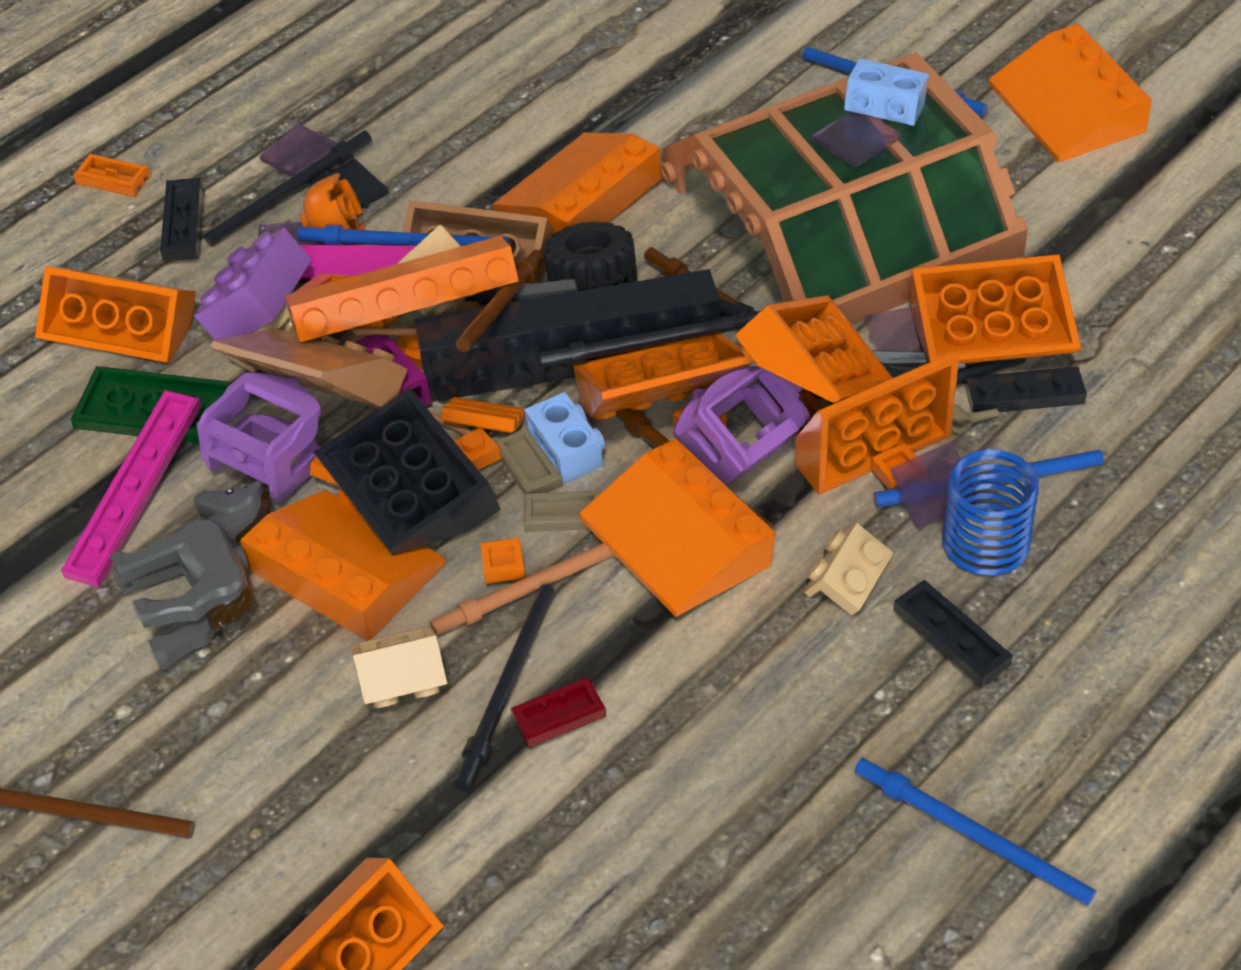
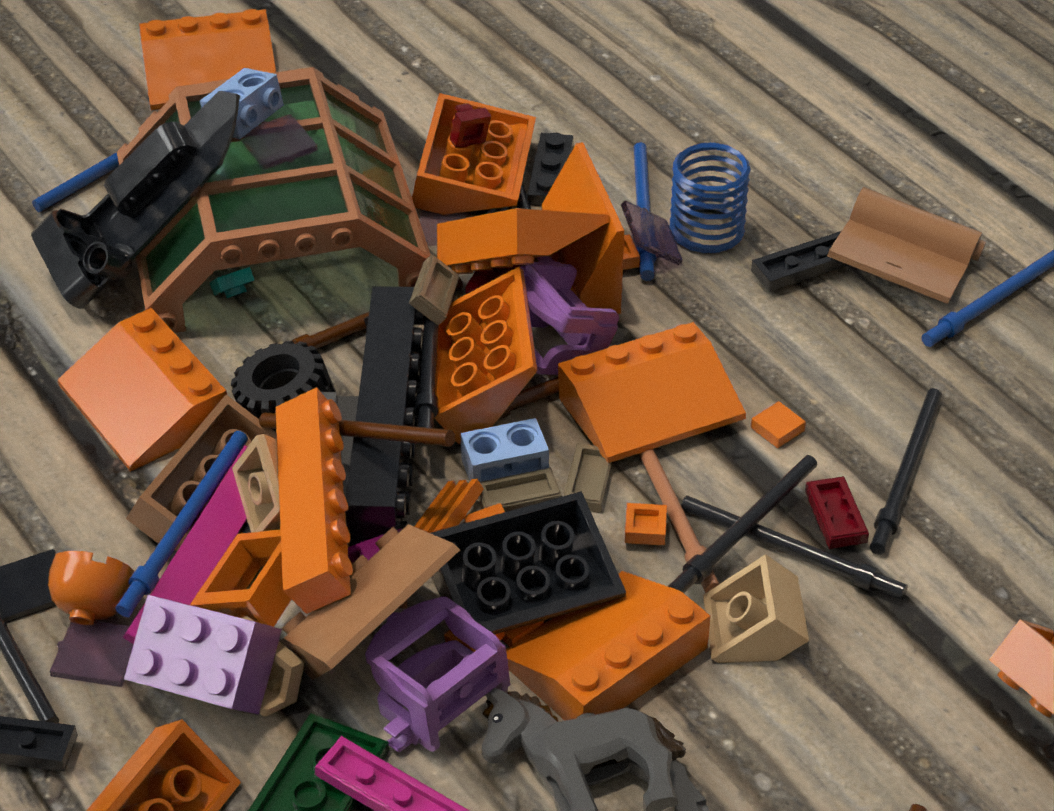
camera: 80 degrees left, 5 degrees down
(440, 604) = (700, 566): none -> black bar
(562, 760) = (889, 517): none -> black bar
(680, 648) = (778, 424): none -> orange tile
(721, 313) = (434, 289): none -> dark tan tile
(785, 78) = (141, 200): none -> black panel
(849, 568) = (719, 306): tan bracket -> none
(1001, 284) = (469, 125): none -> dark red tile
(1008, 722) = (907, 245): none -> medium nougat door

